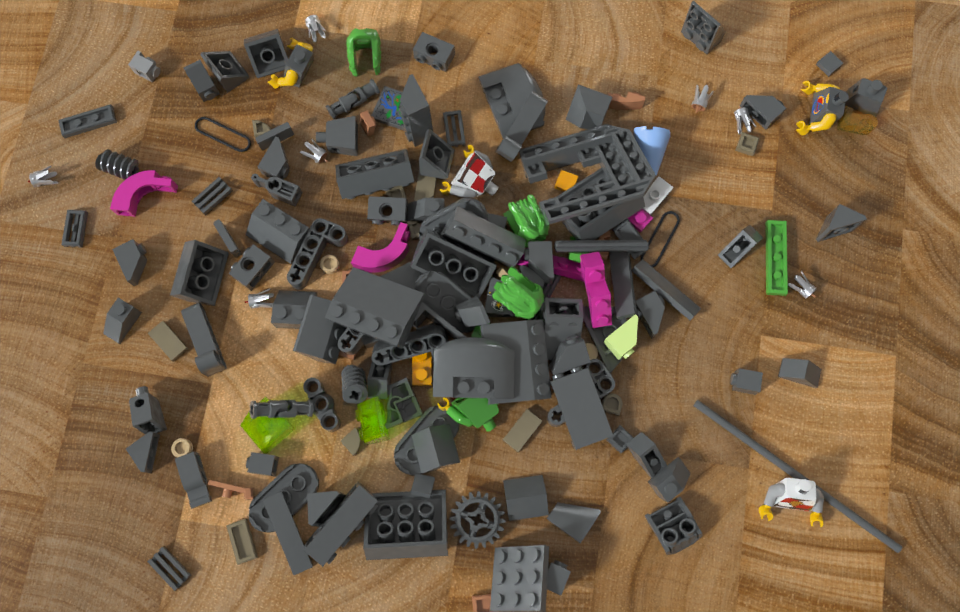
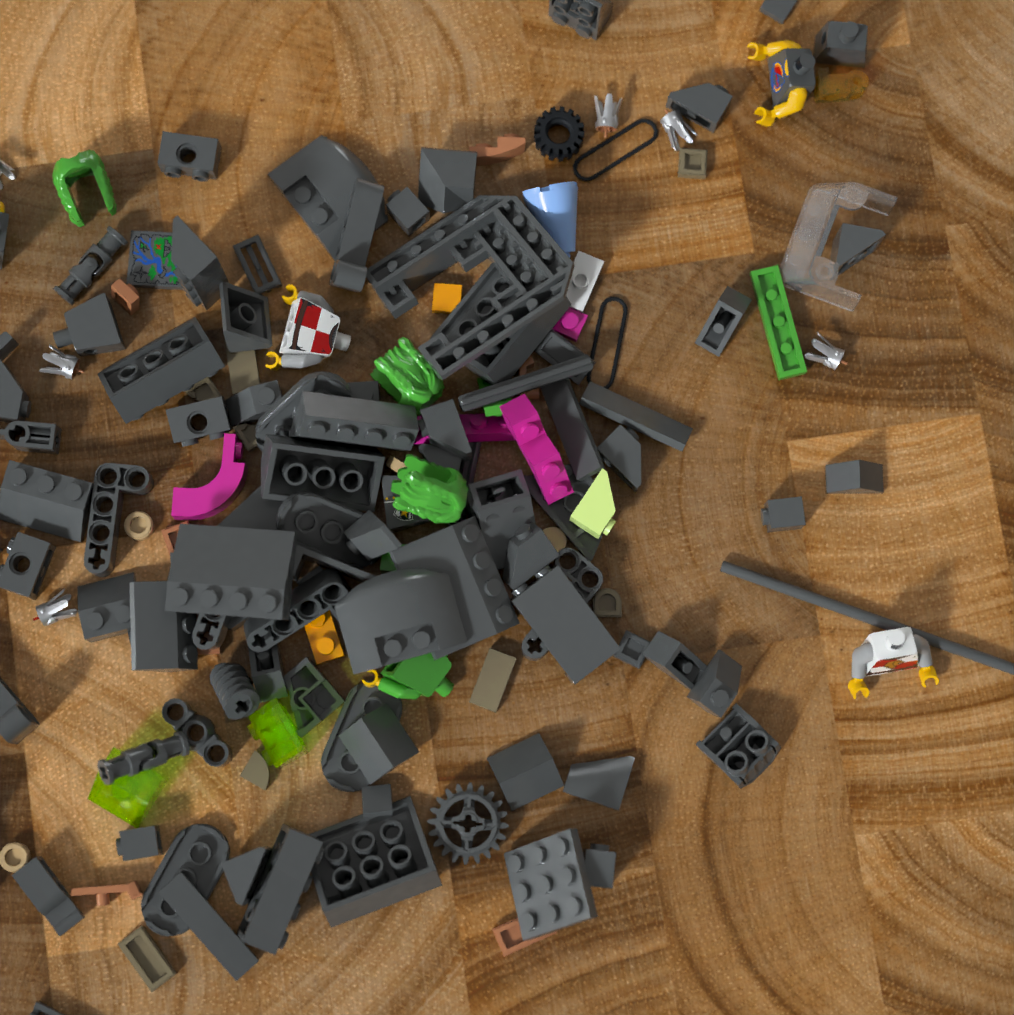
camera: 25 degrees left, 5 degrees up
(557, 121) = (407, 210): none -> dark grey brick
(671, 93) = (563, 118): none -> black tyre
(702, 129) = (622, 158): none -> black piece
(804, 225) = (802, 263): none -> clear windscreen

